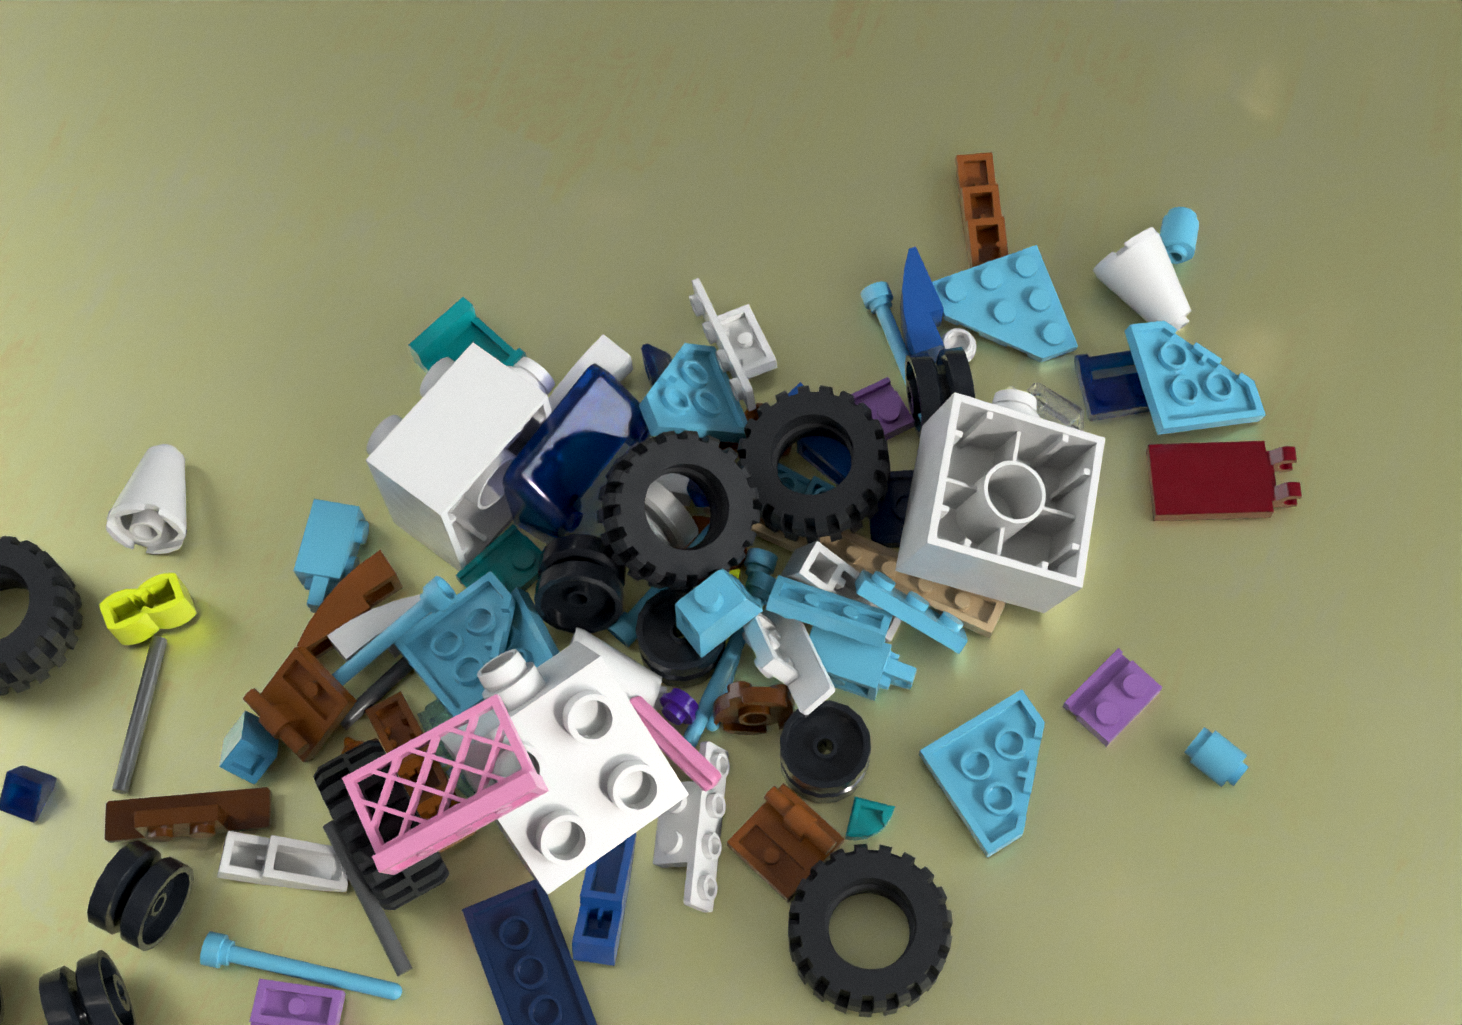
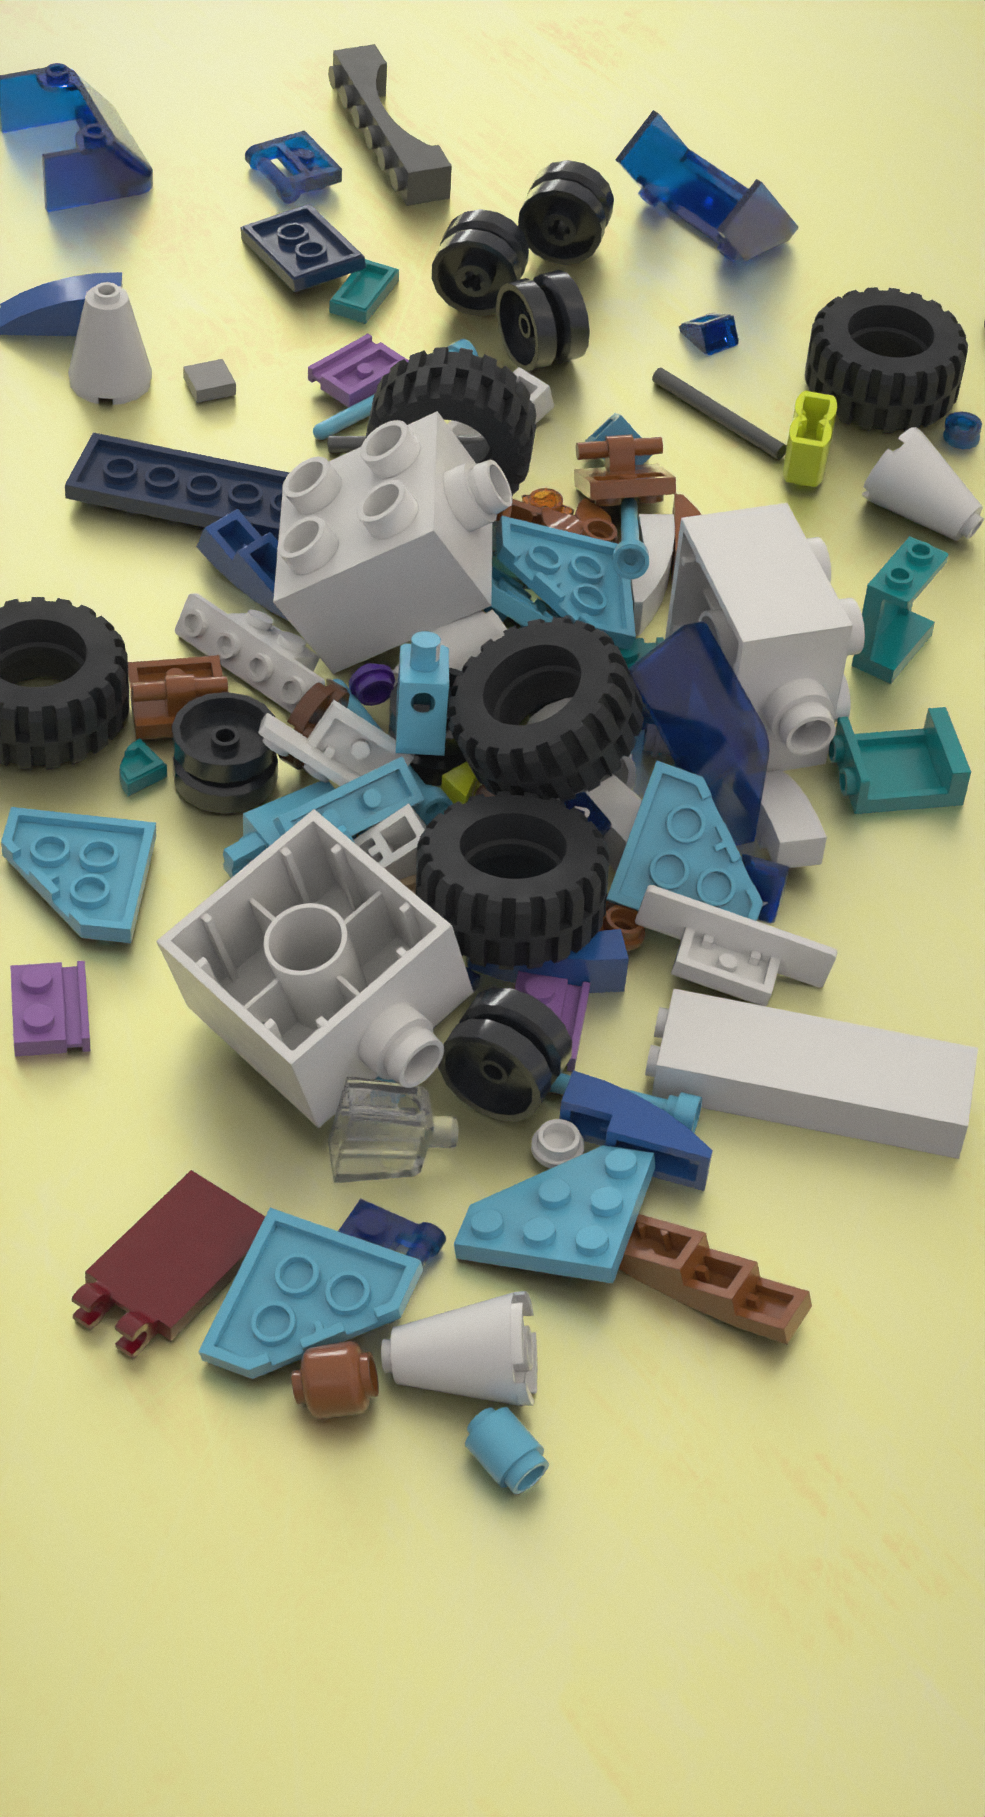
camera: 120 degrees right, 20 degrees down
(26, 523) = (962, 421): none -> clear blue bush
(188, 815) = (591, 388): reddish brown bracket -> none
(326, 419) = (890, 626): none -> teal panel
(389, 700) = (588, 521): none -> dark orange plate
(461, 819) = (385, 382): bright pink fence -> none
(676, 746) = (337, 648): bright pink axle -> none
(790, 251) = (814, 1072): none -> white brick
(1220, 334) = (336, 1380): none -> dark orange head

